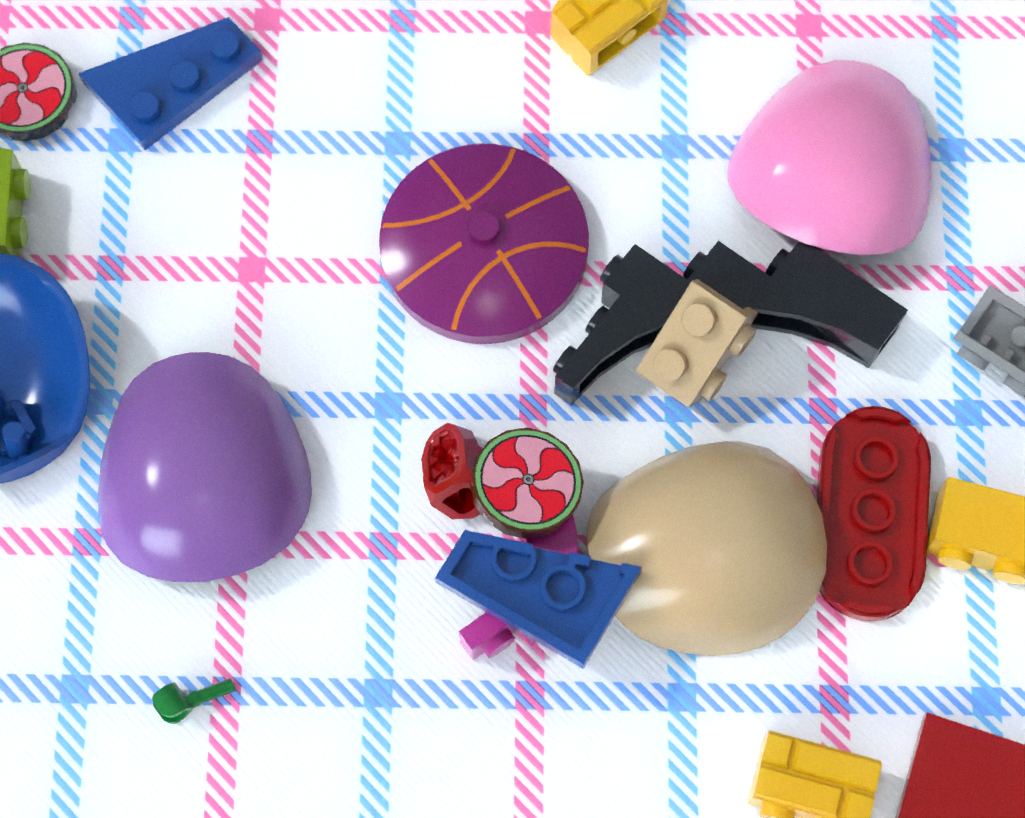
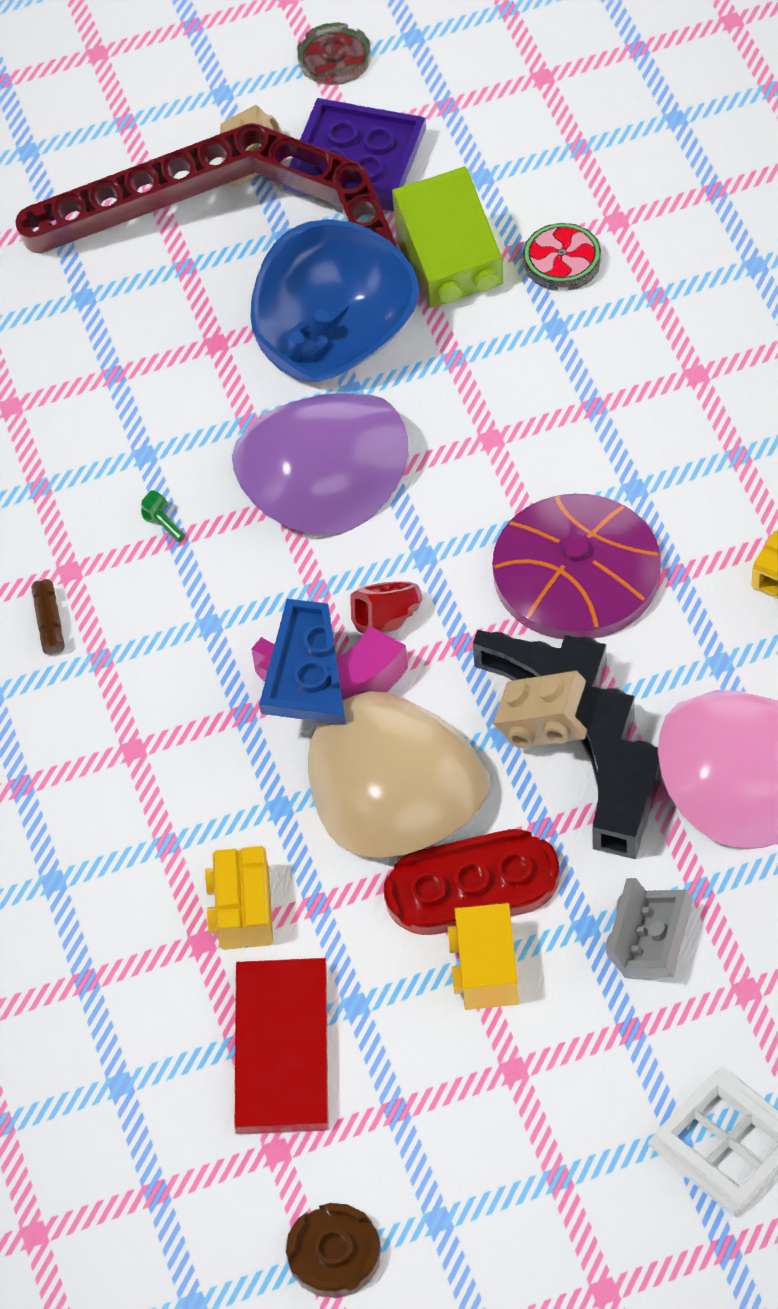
camera: 75 degrees right, 15 degrees down
(172, 79) = (615, 335): blue wing -> none
(526, 483) = (382, 633): tile -> none

